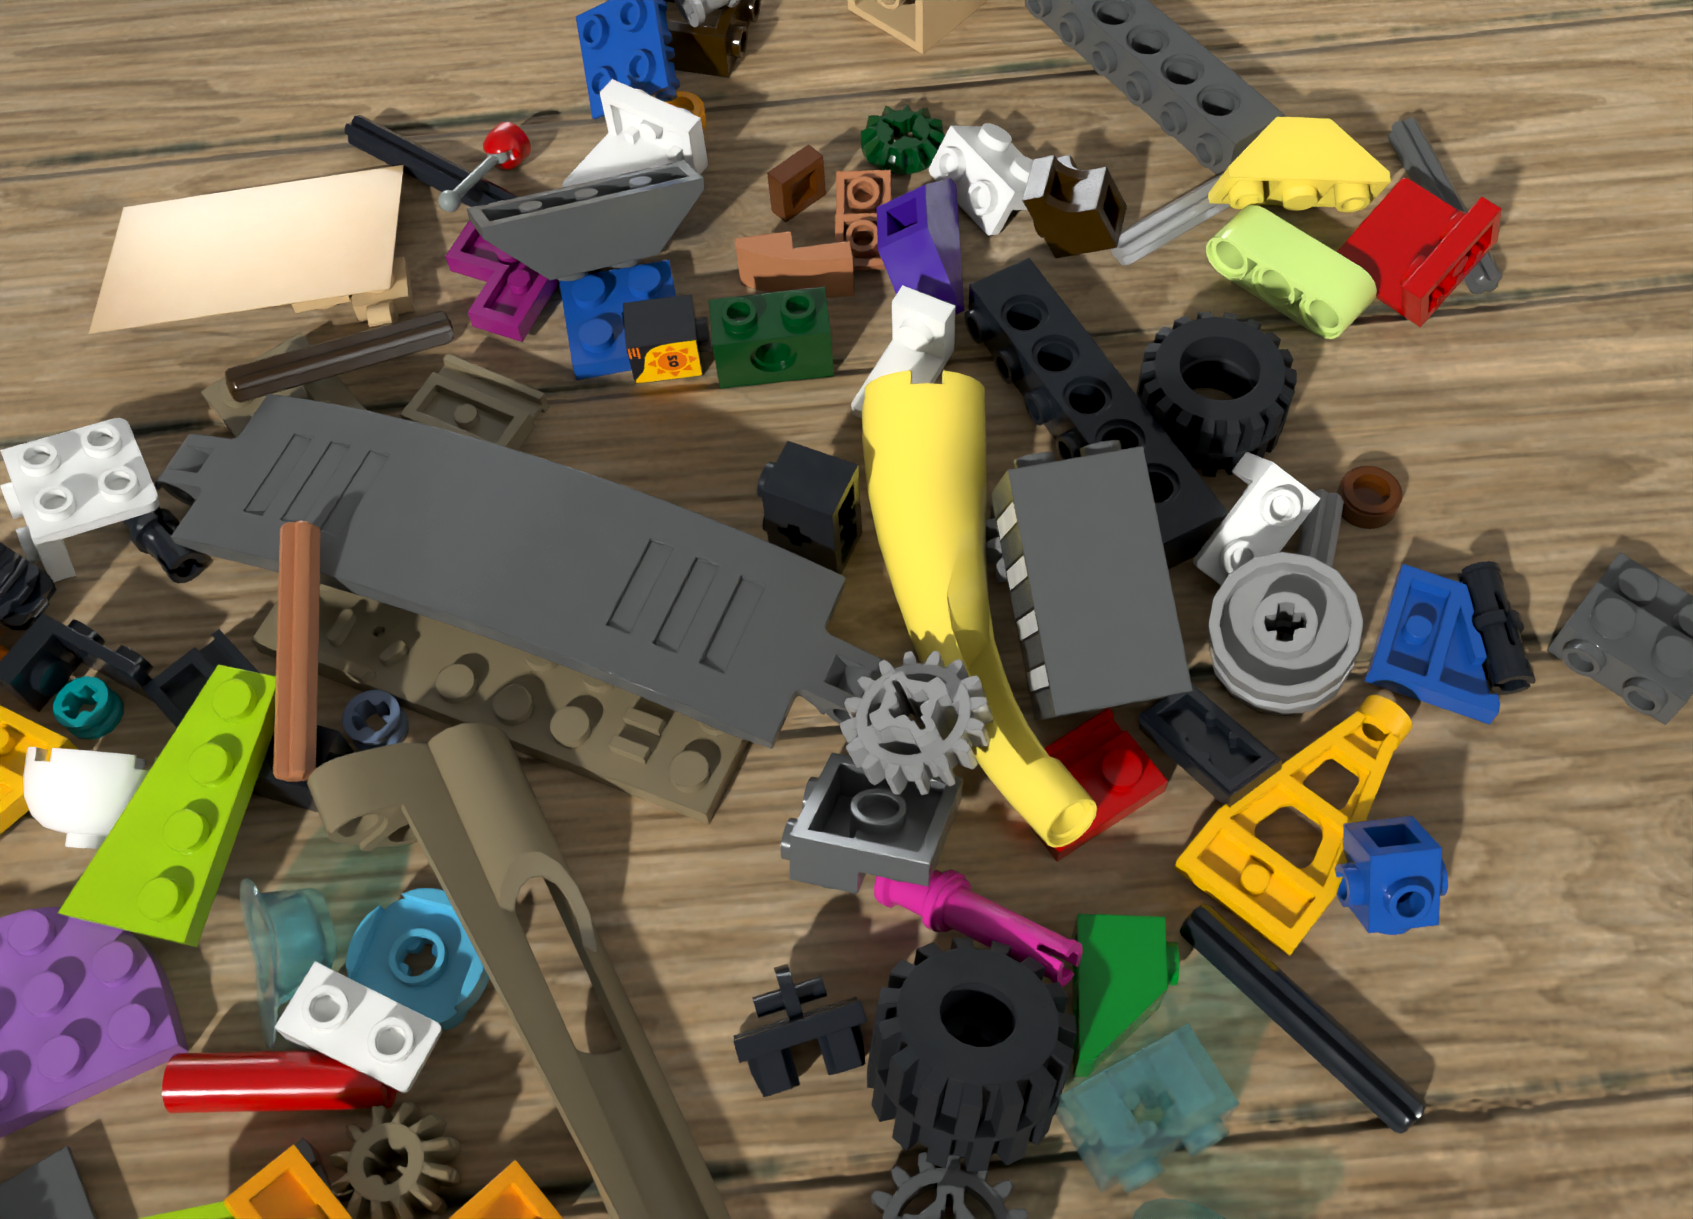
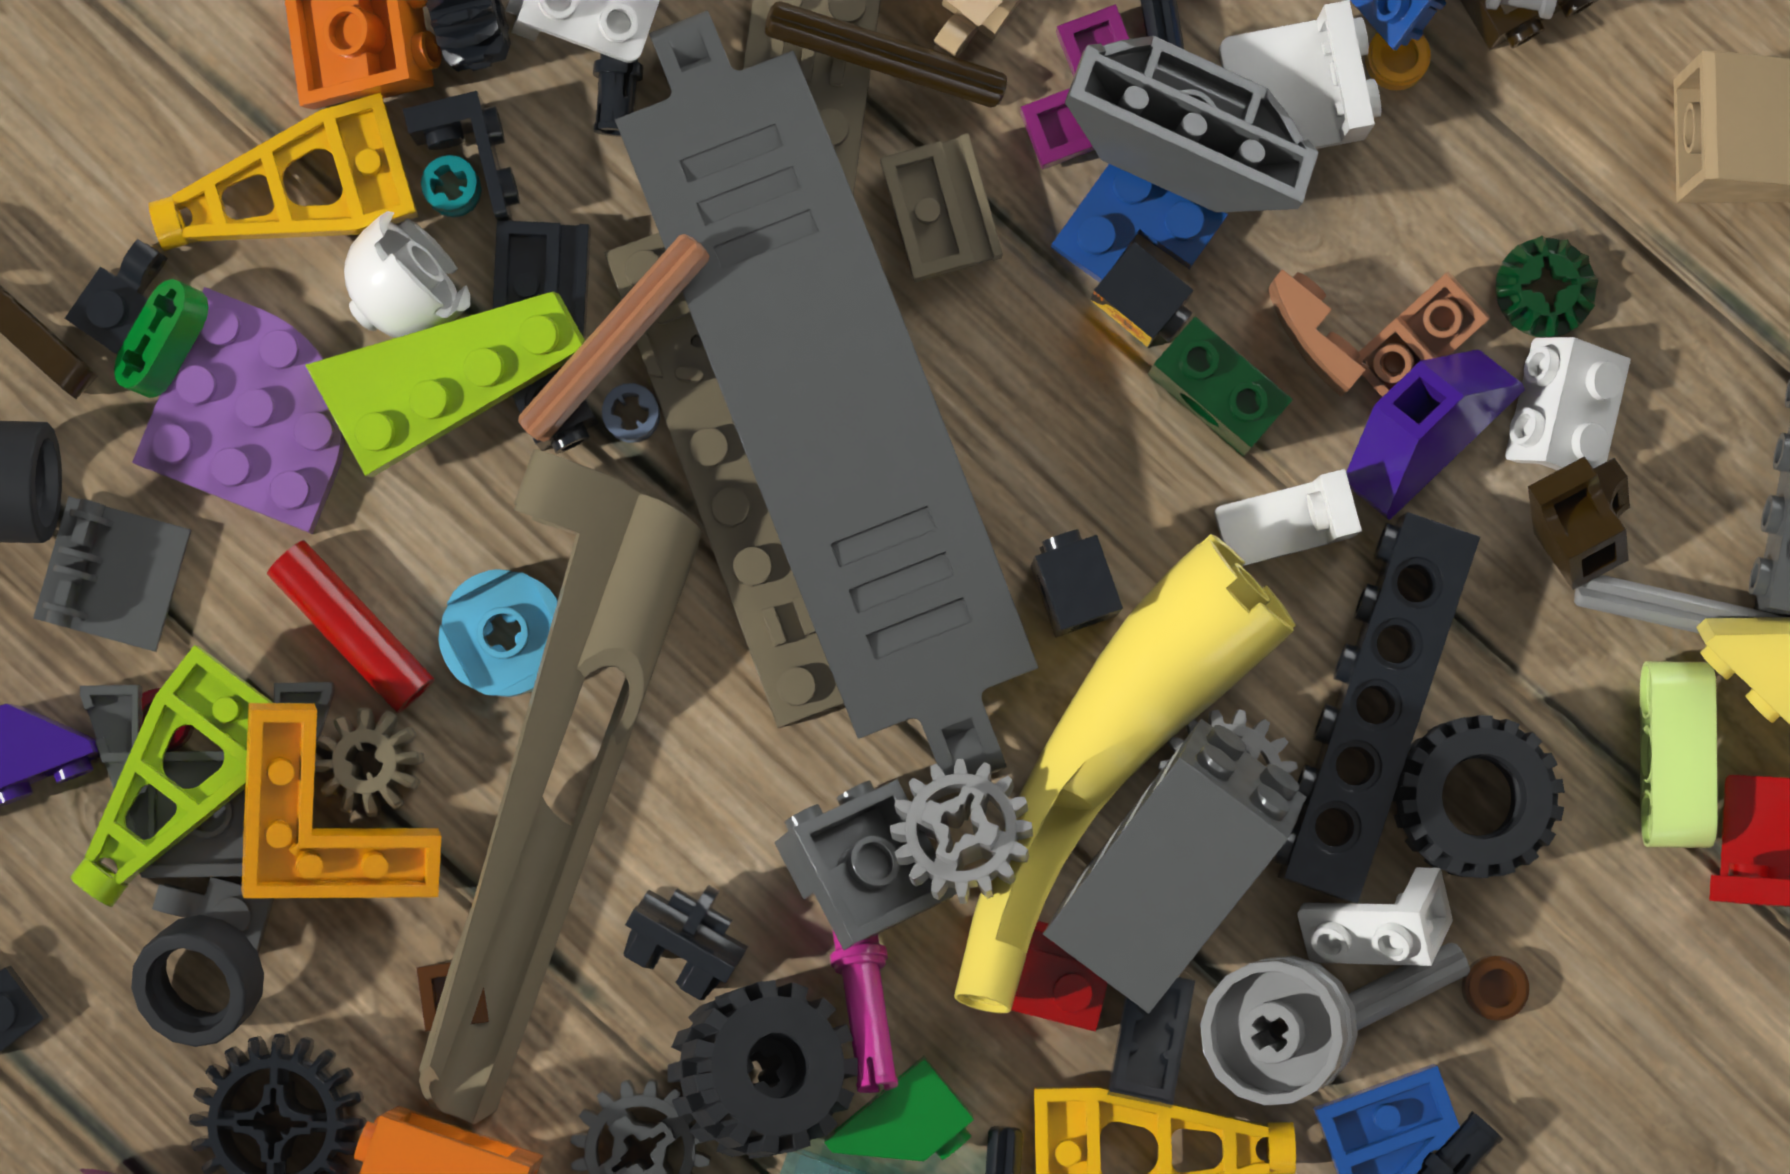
camera: 45 degrees right, 25 degrees up
(286, 937) = (426, 541): clear light blue piece -> none
(359, 1028) = (422, 652): white bracket -> none
(796, 183) = (1404, 248): reddish brown tile -> none

